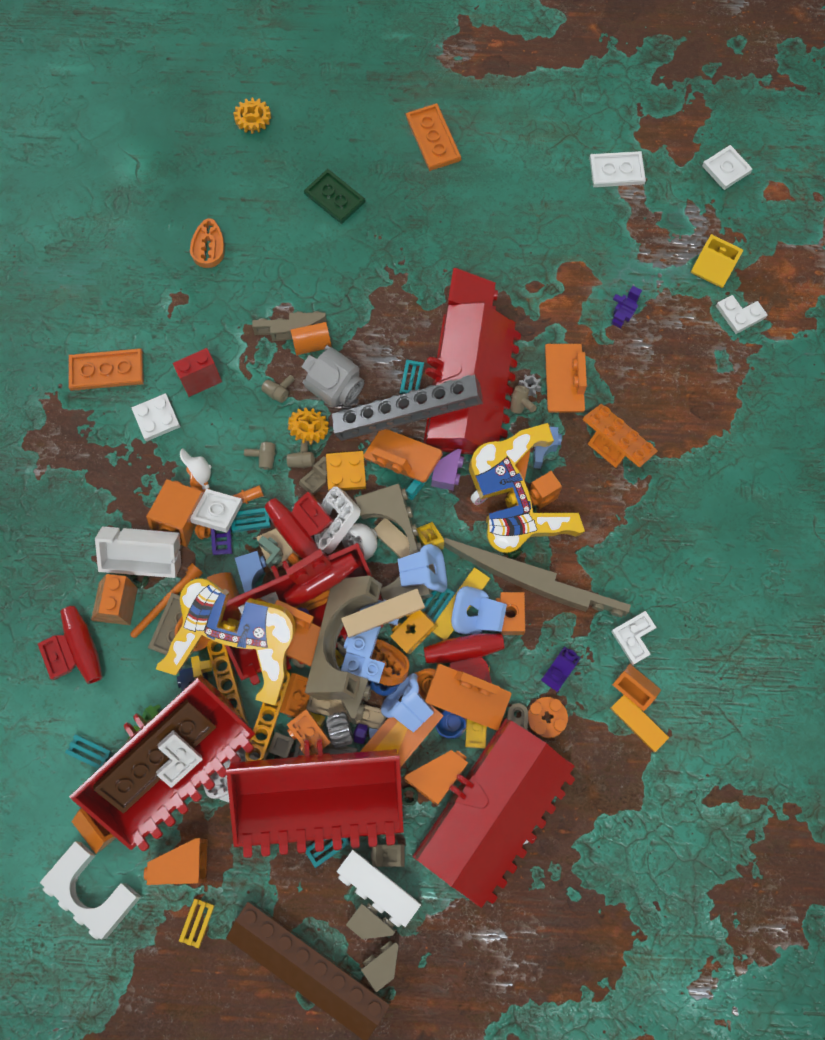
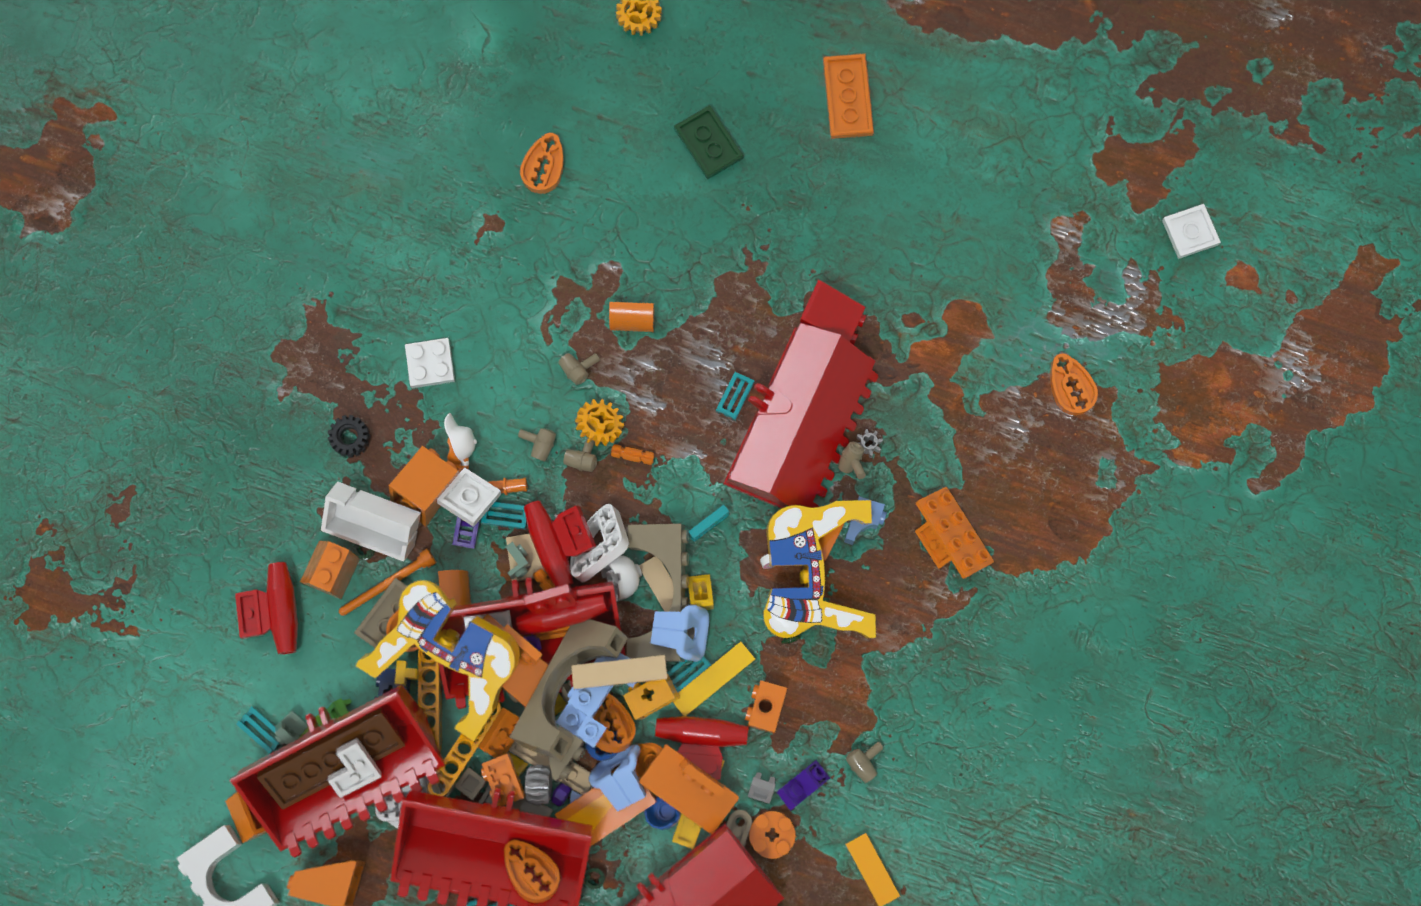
camera: 15 degrees right, 5 degrees up
(95, 484) = (349, 423): none -> black tyre
(106, 369) = (387, 289): orange tile -> none
(112, 742) = (289, 728): none -> sand green bracket
(197, 372) = (489, 322): red slope -> none
(202, 532) = (447, 516): orange plate -> none
(250, 569) = (488, 573): medium blue arch -> none
(281, 328) = (601, 294): dark tan slope -> none
(315, 478) = (591, 486): dark tan slope -> none
(333, 378) = (642, 375): light grey piece -> none
(342, 444) = (632, 454): none -> orange axle
(346, 470) = (628, 487): light orange plate -> none
(349, 815) = (523, 882): none -> orange piece
(403, 455) = (697, 488): orange bracket -> none
(416, 411) = (789, 447): dark grey brick -> none
(437, 776) = (630, 867): orange slope -> none
(445, 472) = (742, 519): medium lavender slope -> none
(489, 617) = (741, 702): light blue piece -> none
(527, 681) = (761, 789): none -> light grey tile
(536, 580) = (807, 676): dark tan slope -> none
(544, 490) = (845, 575): orange brick -> none
(565, 378) = (913, 444): orange bracket -> none
(602, 637) = (861, 763): none -> dark tan piece
(617, 169) = (1057, 197): white tile -> none
(626, 306) = (1011, 376): dark purple piece -> none
(630, 634) = (891, 772): white plate -> none
(636, 687) = (881, 830): orange brick -> none
(668, 309) = (1062, 393): none -> orange piece
(716, 261) = (1137, 350): yellow slope -> none
(739, 318) = (1142, 425): white plate -> none

